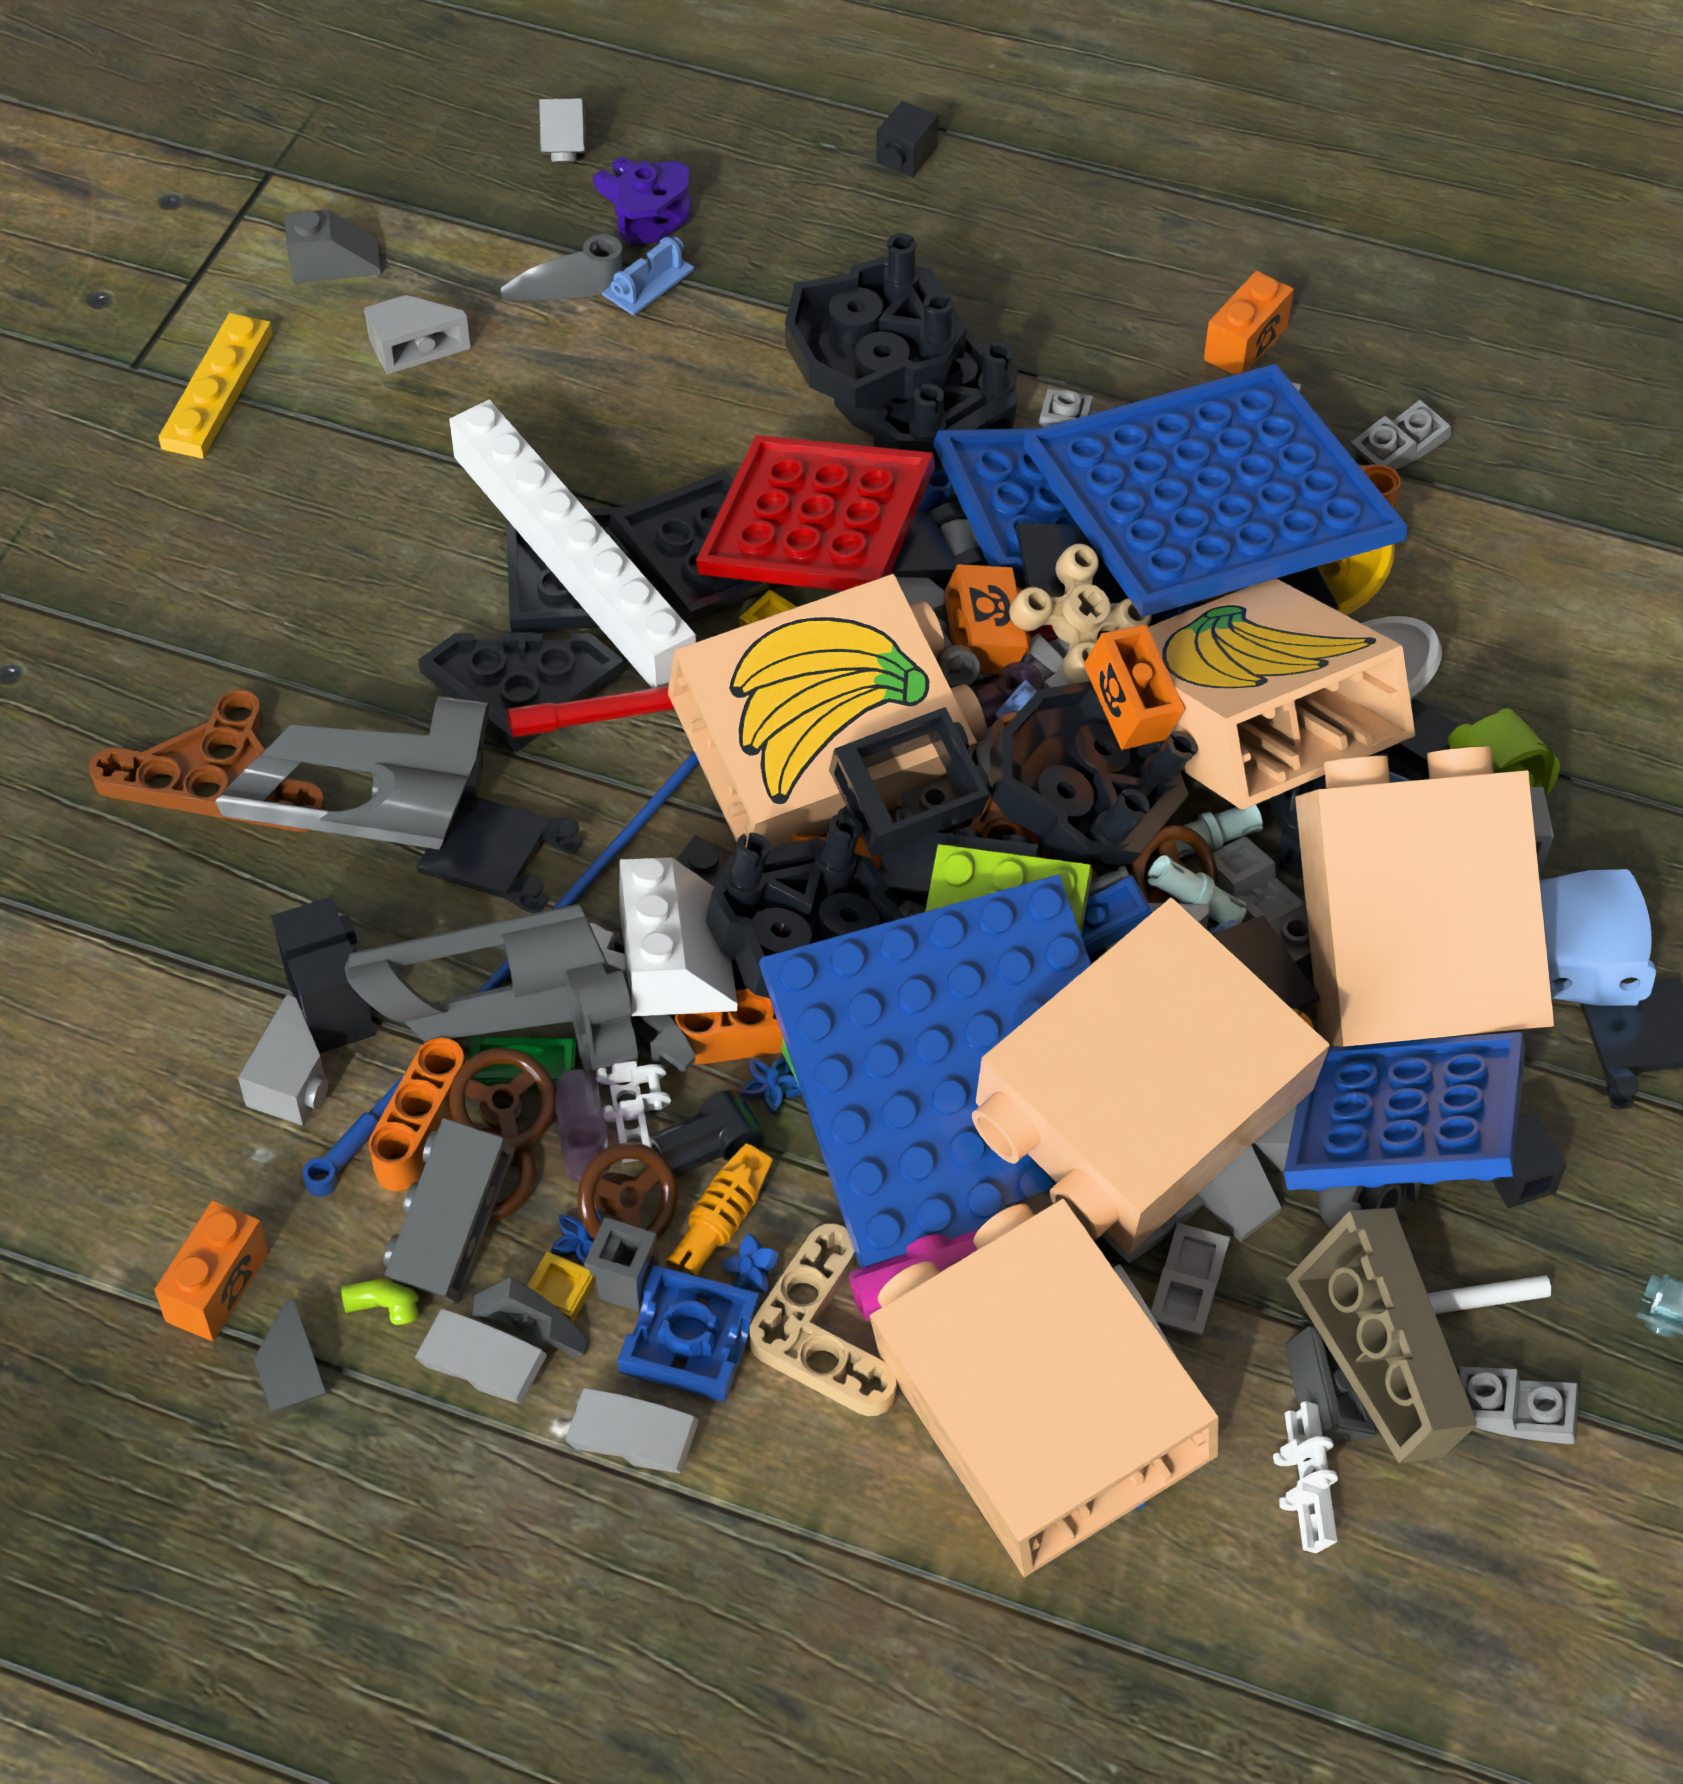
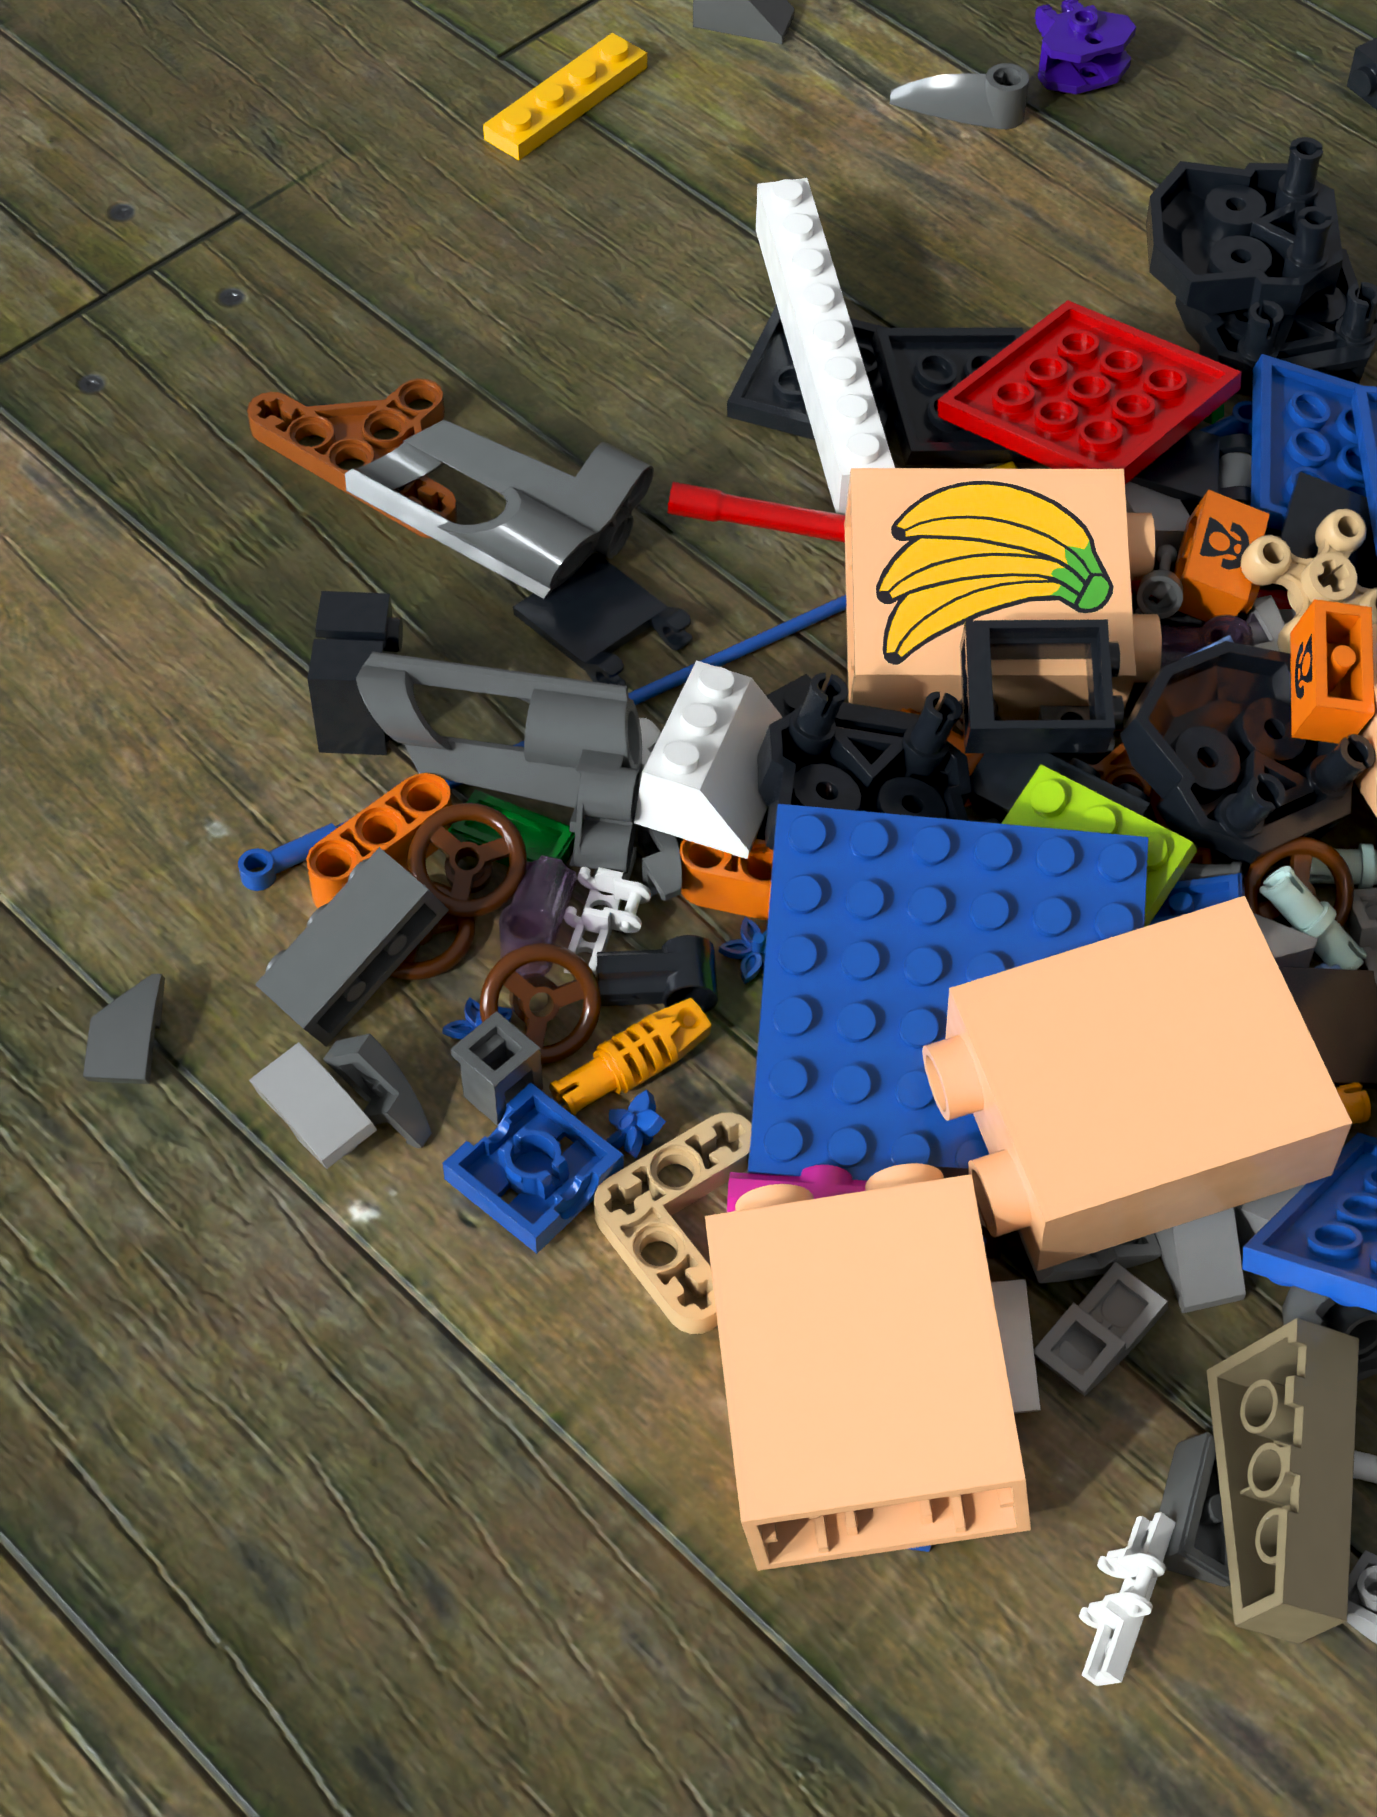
camera: 25 degrees right, 0 degrees up
(212, 1271) = (99, 917): orange brick -> none
(285, 1068) = (275, 751): light grey slope -> none
(384, 1293) = (252, 1005): lime arm -> none
(415, 331) = (782, 103): light grey slope -> none
(520, 672) = (714, 455): black plate -> none
(562, 1284) = (430, 1069): yellow tile -> none
(632, 1429) = (423, 1241): light grey slope -> none
(649, 278) = (1034, 126): medium blue hinge -> none

